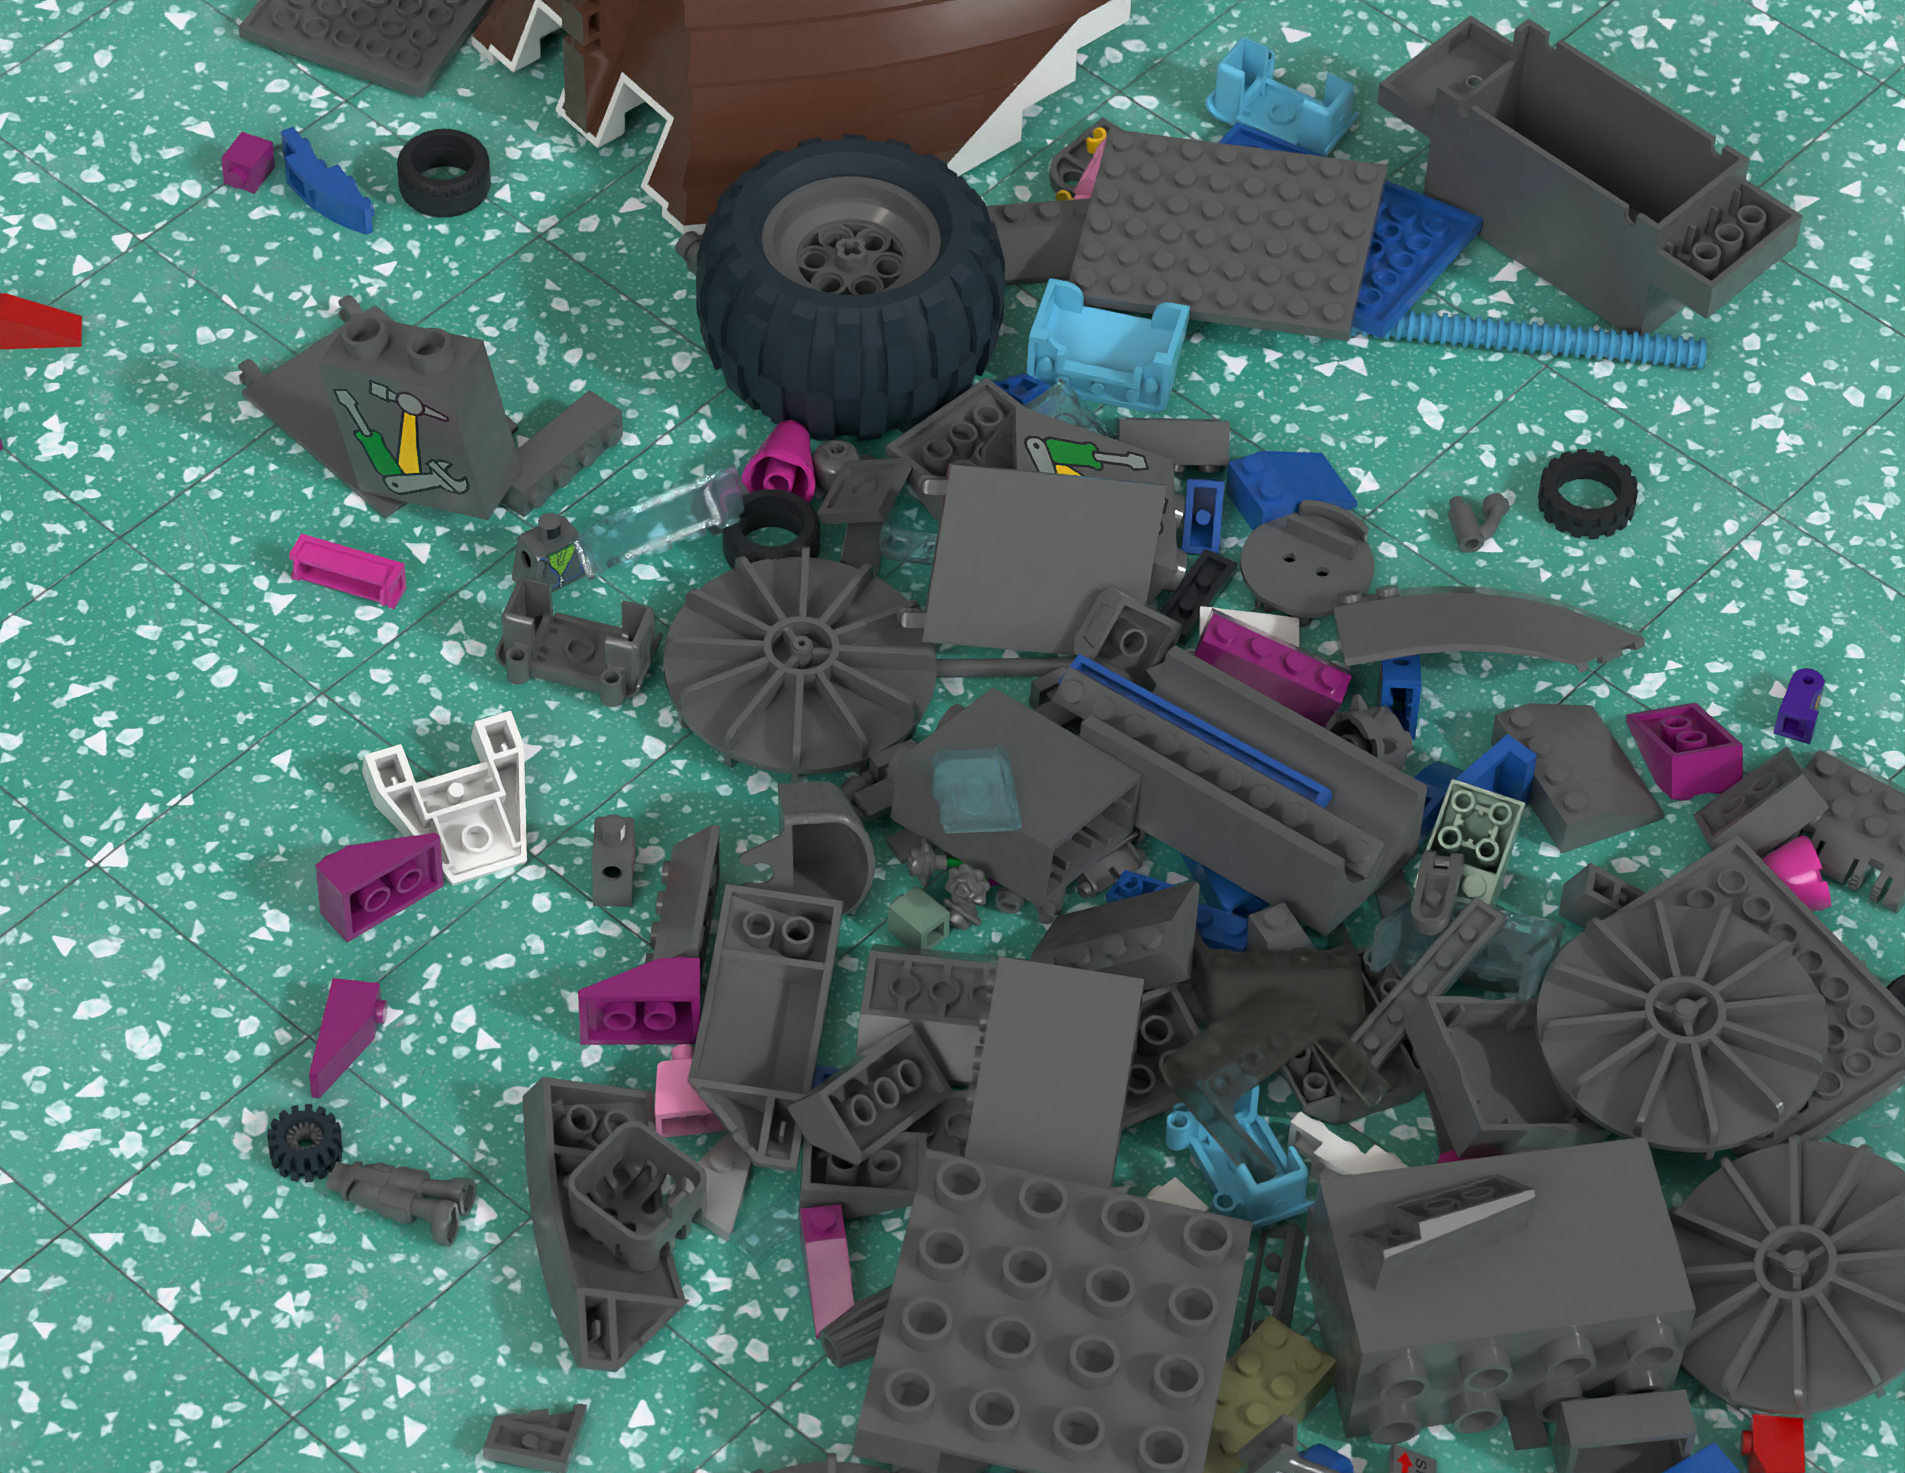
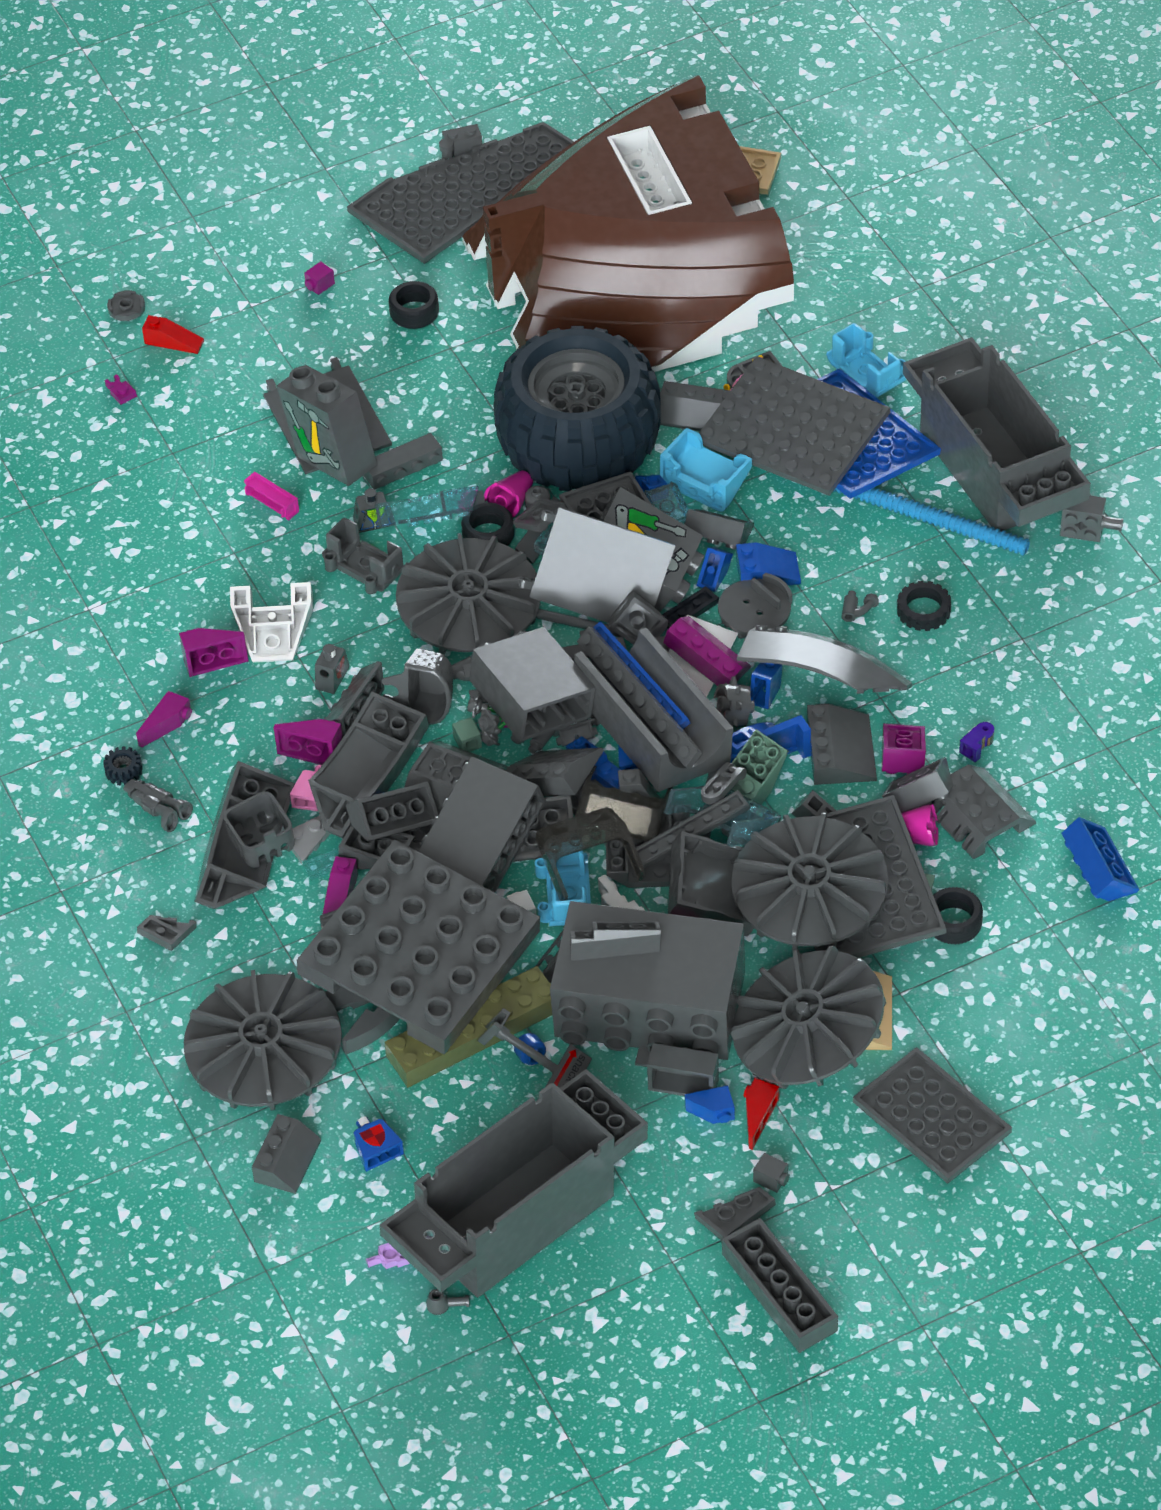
camera: 25 degrees right, 0 degrees up
(324, 188) = (352, 298): blue slope -> none
(975, 790) = (499, 673): clear light blue slope -> none
(1790, 286) = (1088, 520): none -> dark grey brick

